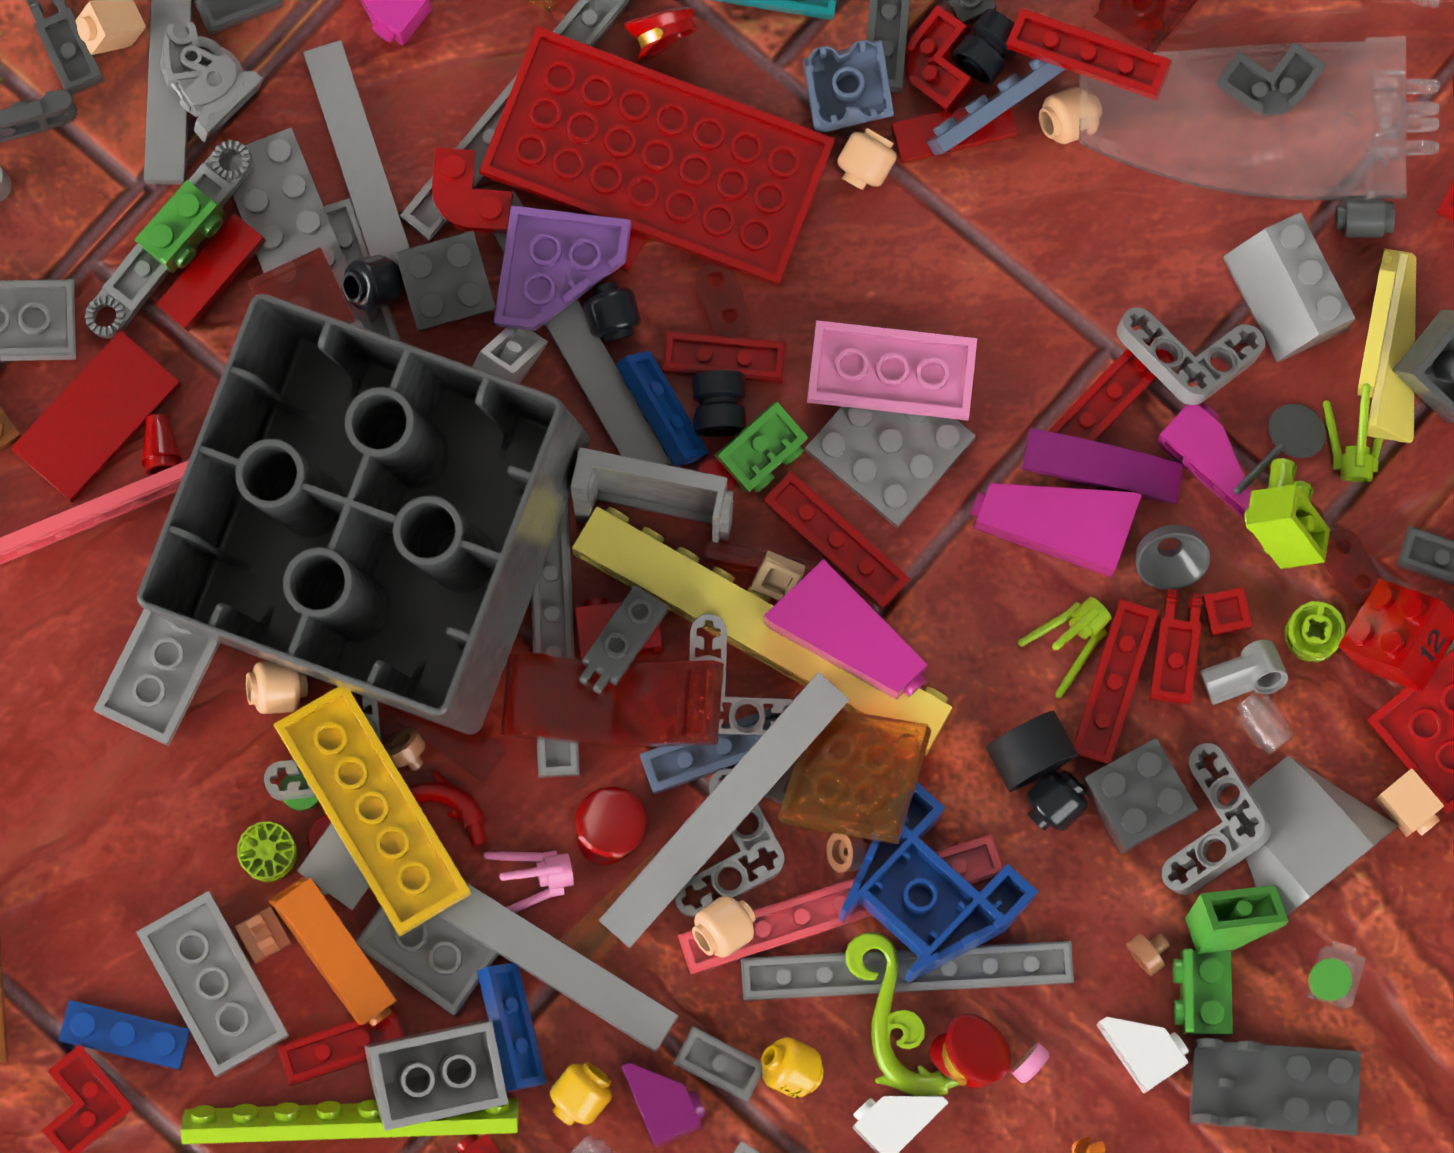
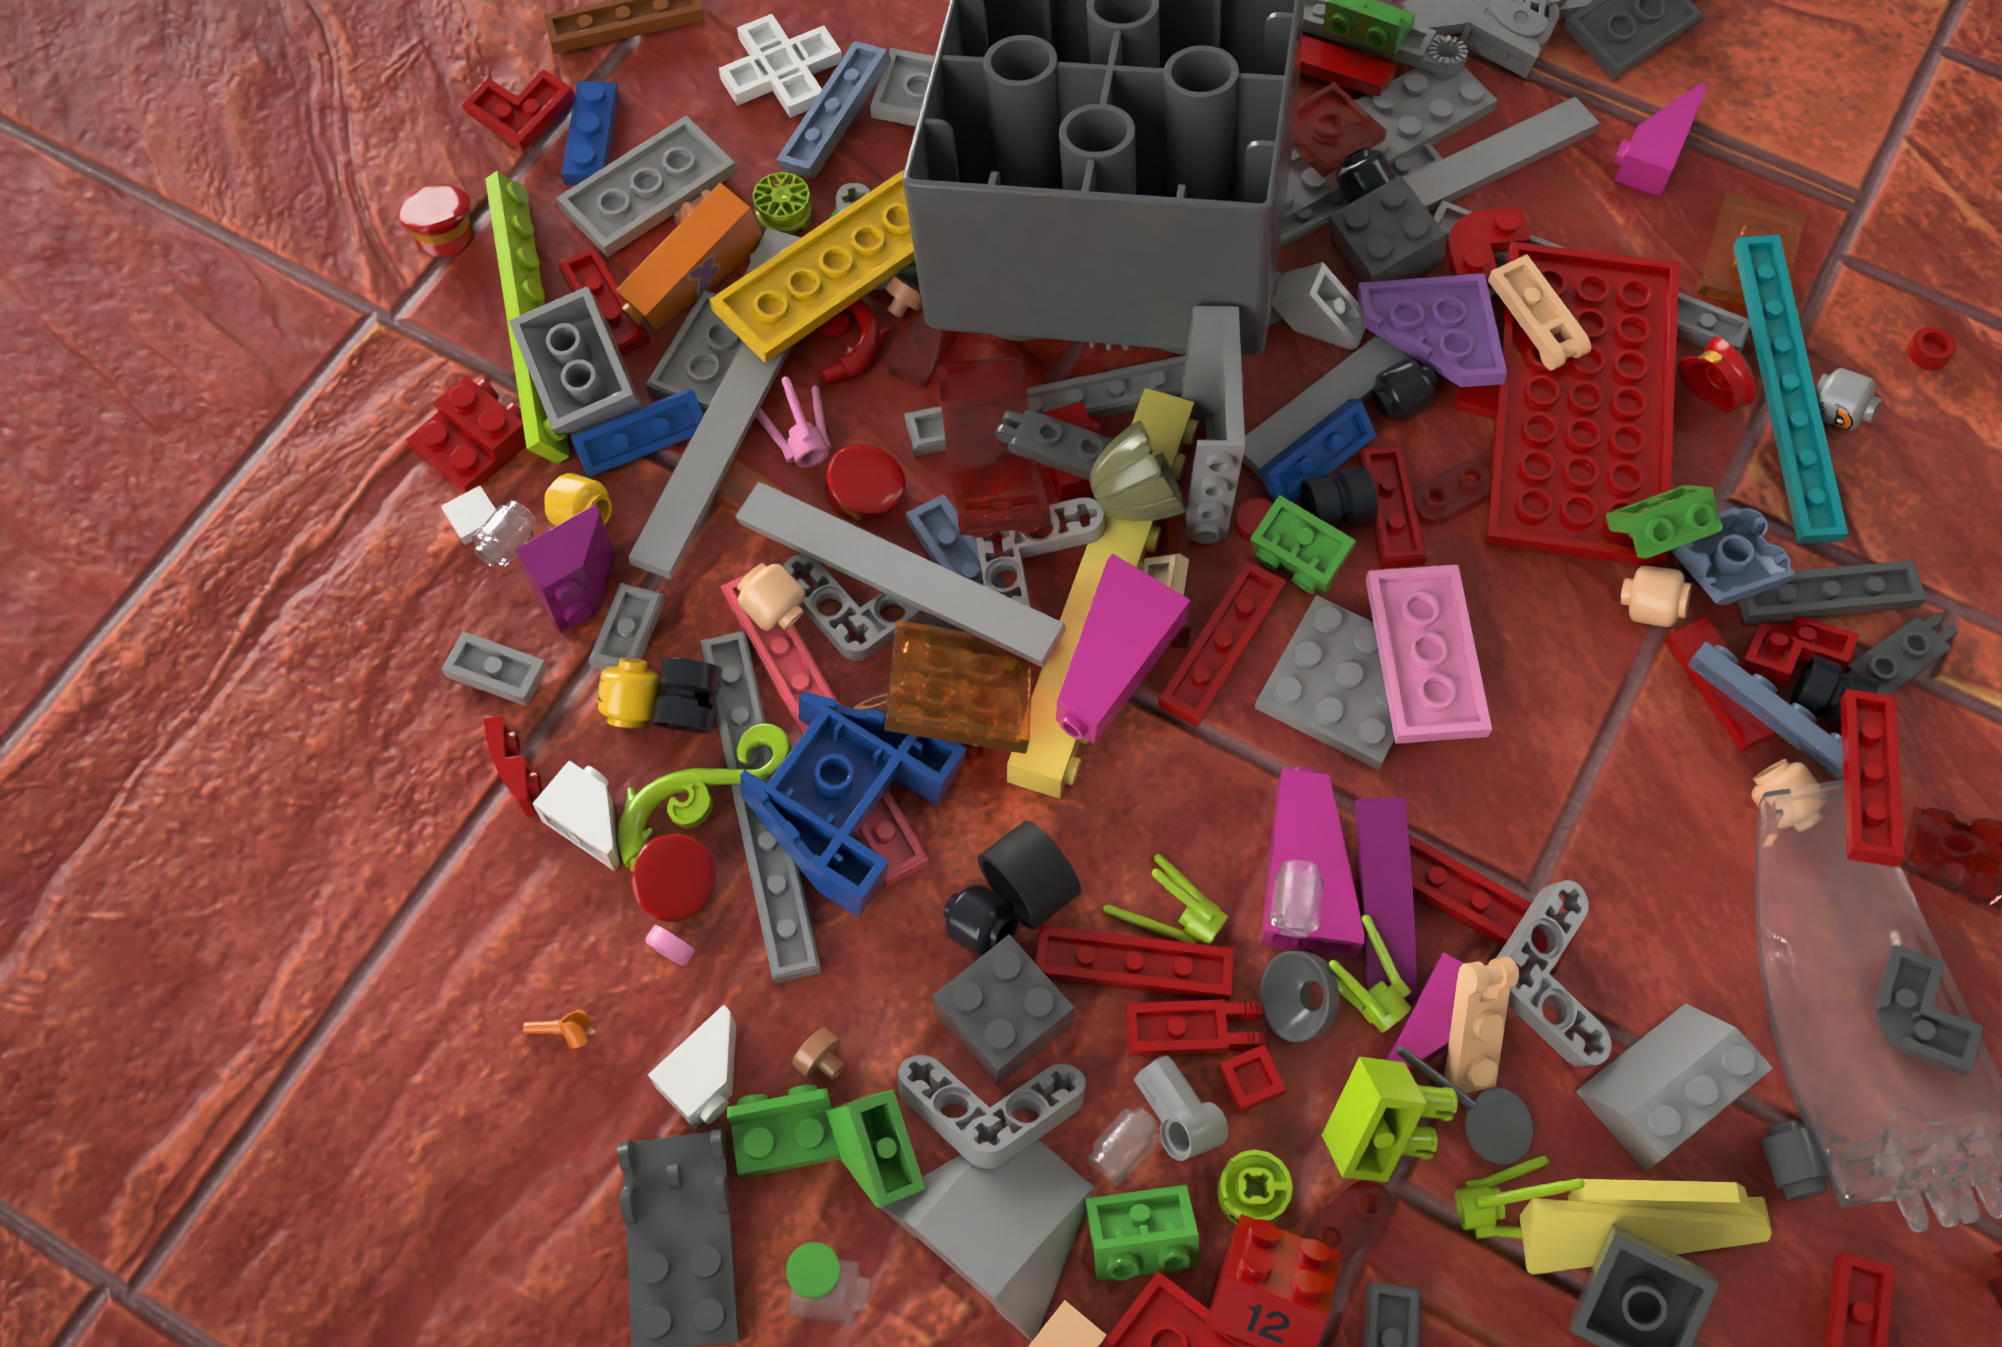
camera: 80 degrees right, 15 degrees down
(84, 826) = (780, 64): none -> white plate
(161, 780) = (833, 110): none -> sand blue plate
(569, 170) = (1539, 311): none -> light nougat plate
(693, 576) = (1133, 481): none -> olive hair
(807, 130) = (1668, 519): none -> bright green bracket
(811, 1017) = (687, 695): none -> black wheel
(1102, 538) = (1297, 898): none -> clear brick
(1185, 495) = (1380, 1003): none -> lime plant
(1228, 424) = (1479, 1023): none -> light nougat plate
(1332, 724) = (1142, 1233): none -> bright green bracket

